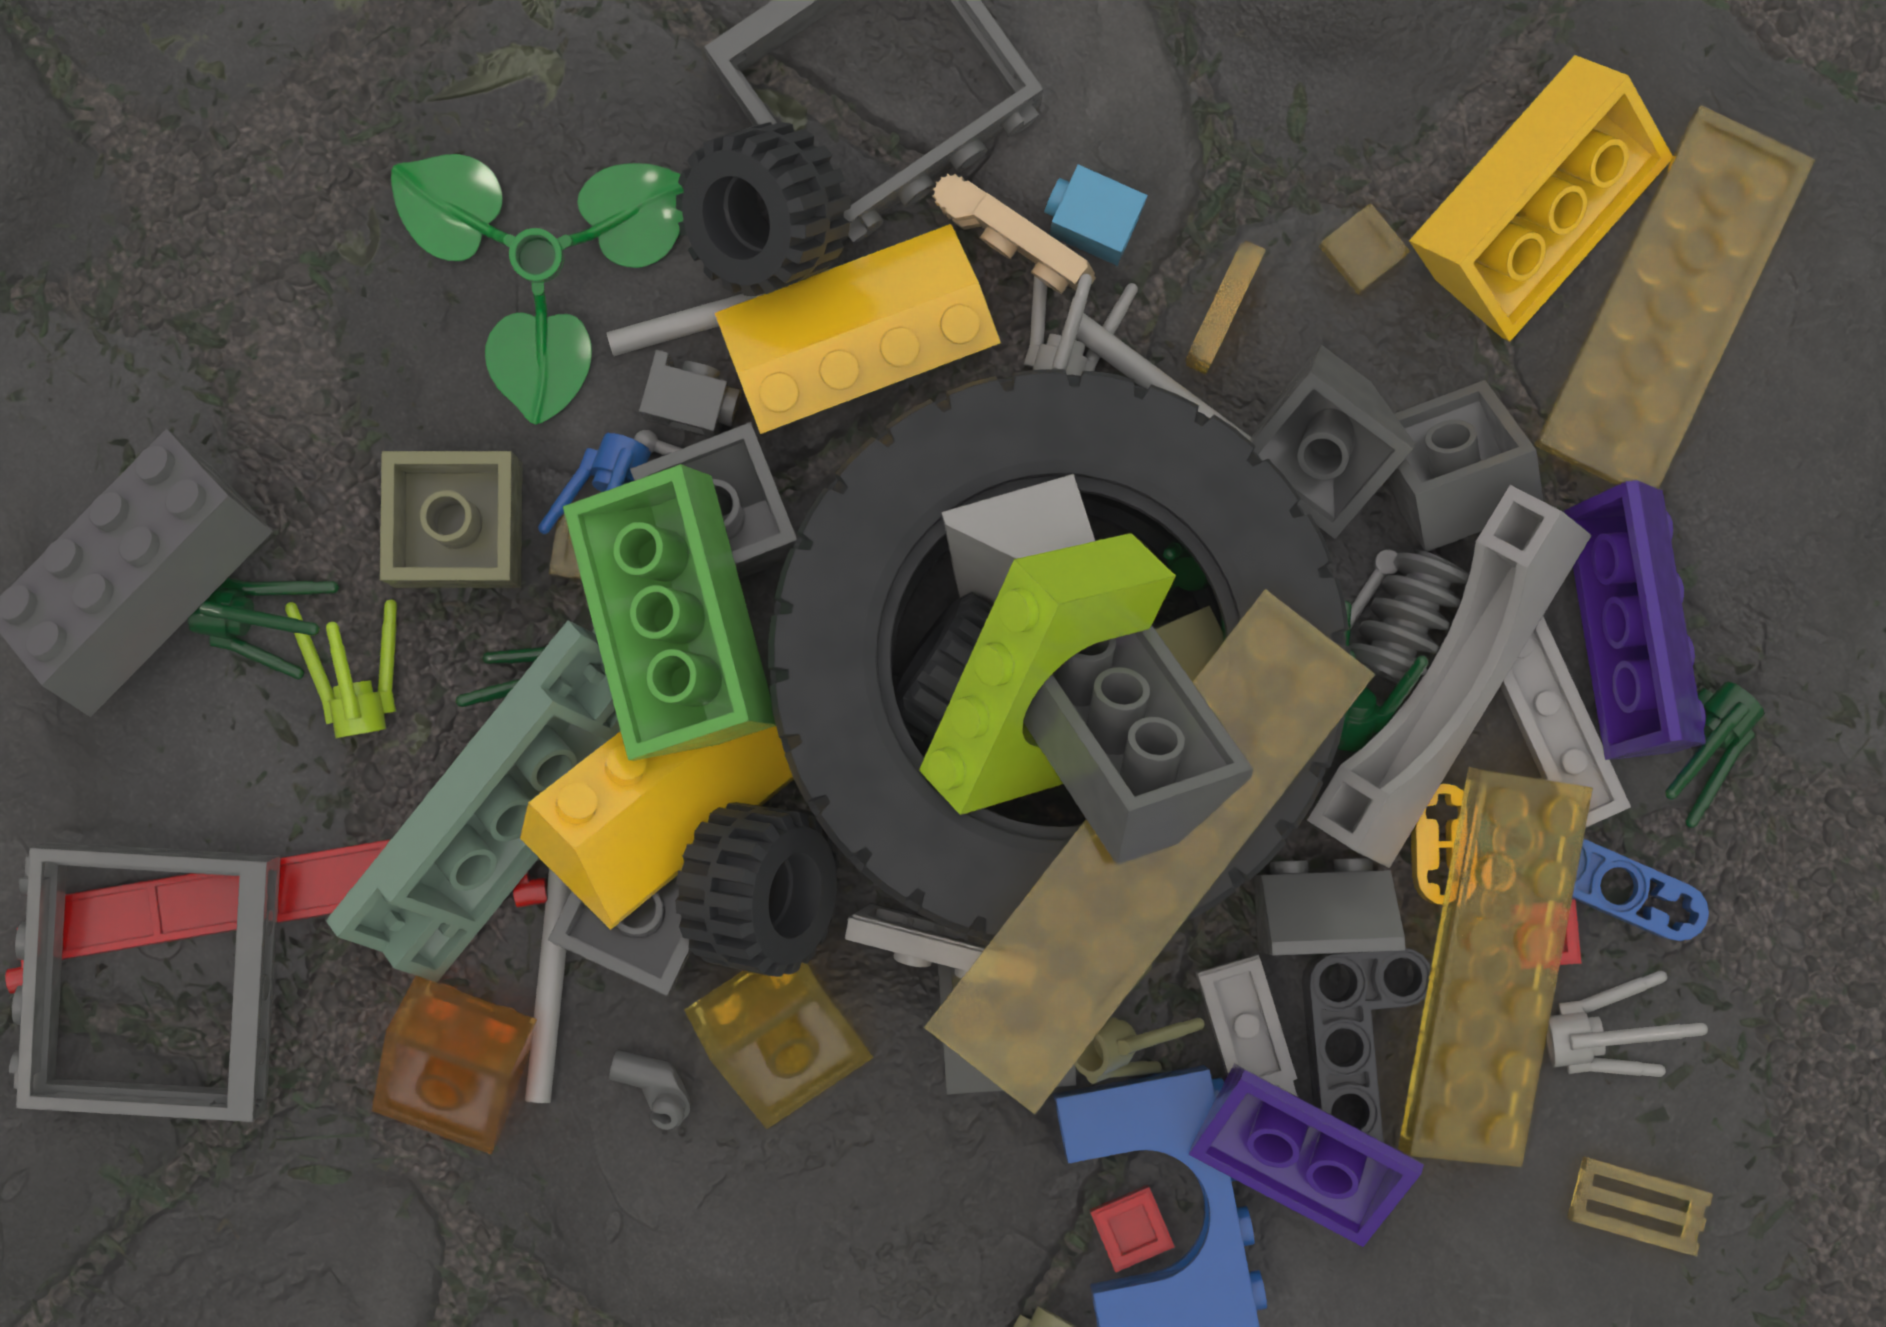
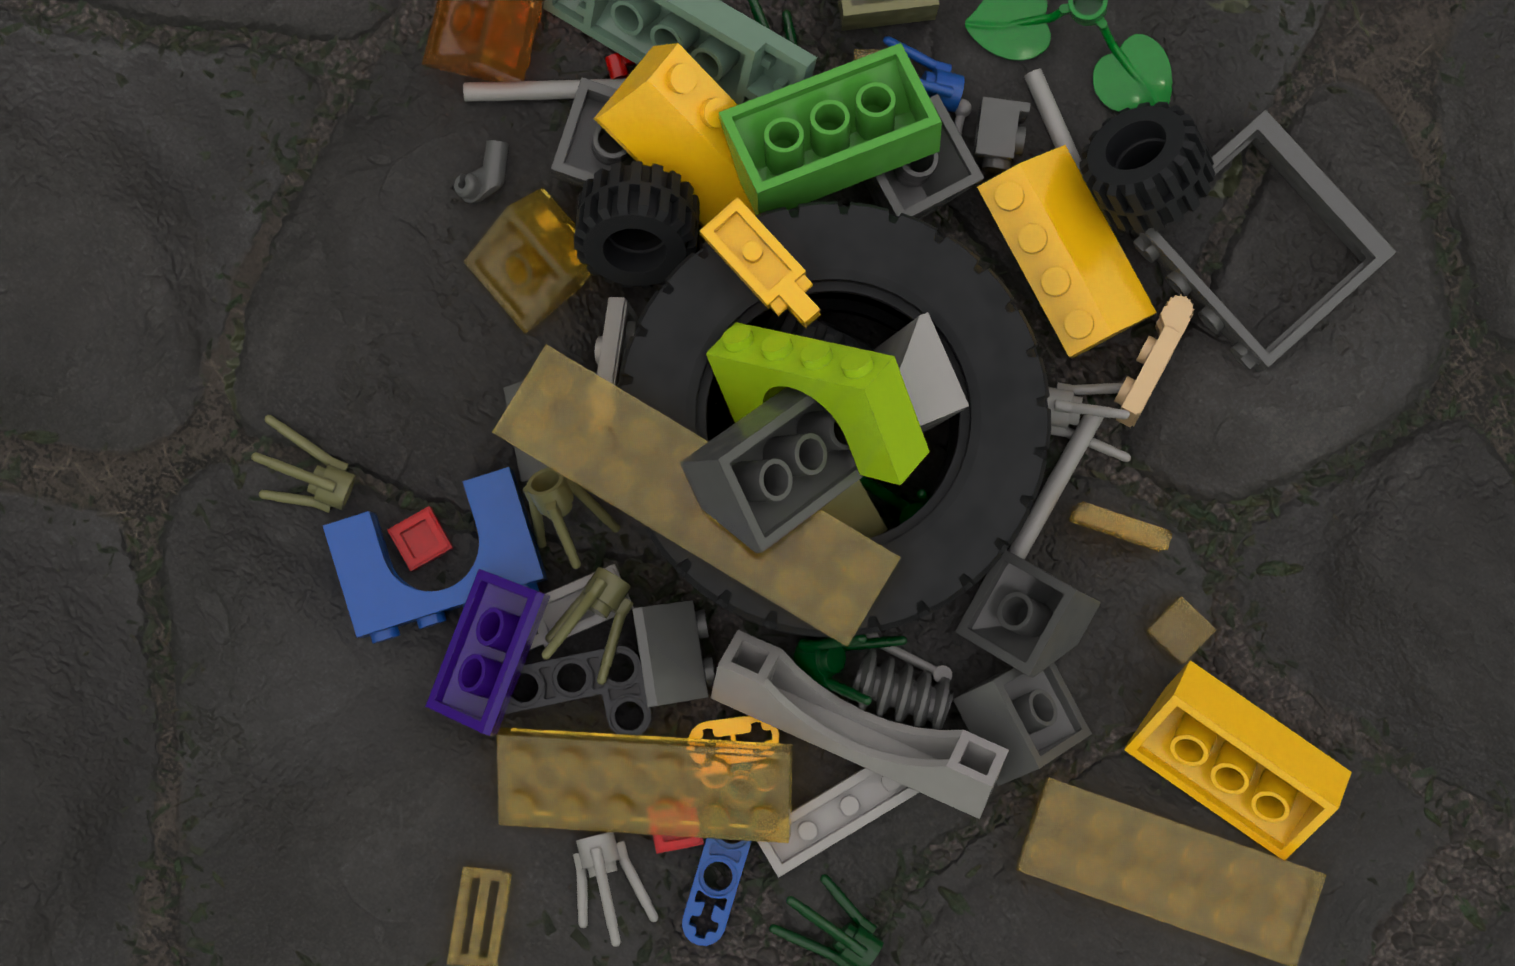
camera: 85 degrees right, 0 degrees up
(846, 725) = (761, 262): none -> yellow hinge
(1094, 213) = (1179, 420): dark azure brick -> none
(1242, 994) = (601, 595): none -> olive plant
(1636, 624) = (918, 865): dark purple slope -> none

